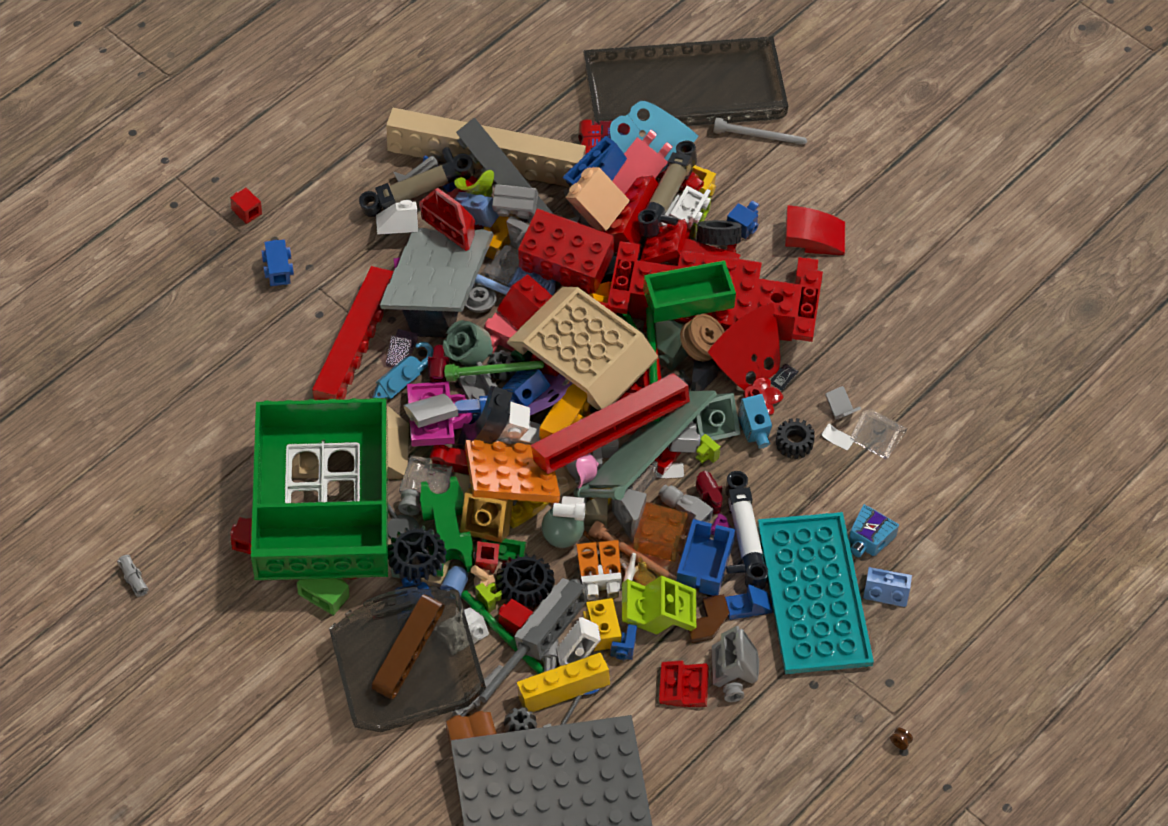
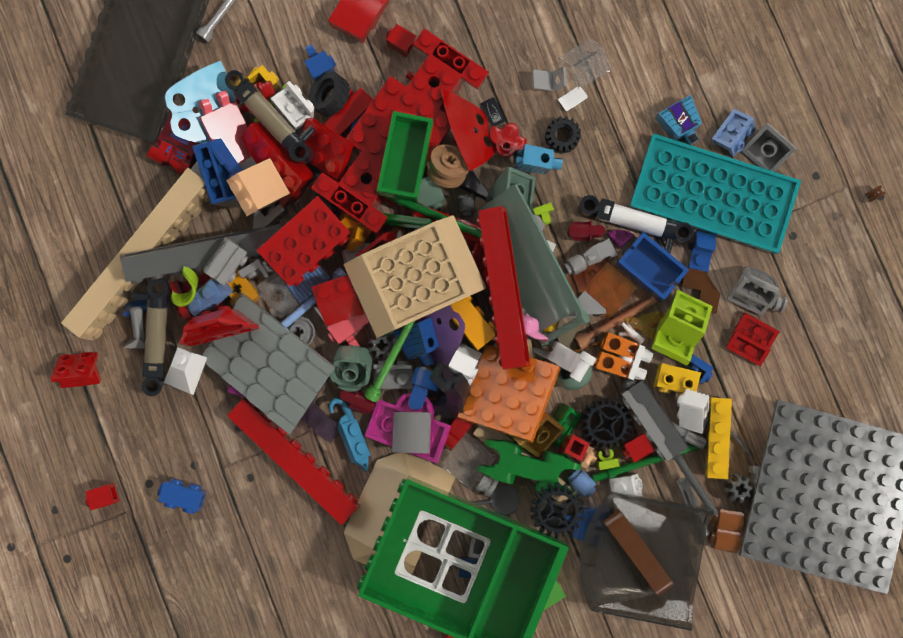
camera: 60 degrees left, 30 degrees up
(353, 145) = (76, 370): none -> red bracket
(888, 620) = (768, 148): none -> light grey slope

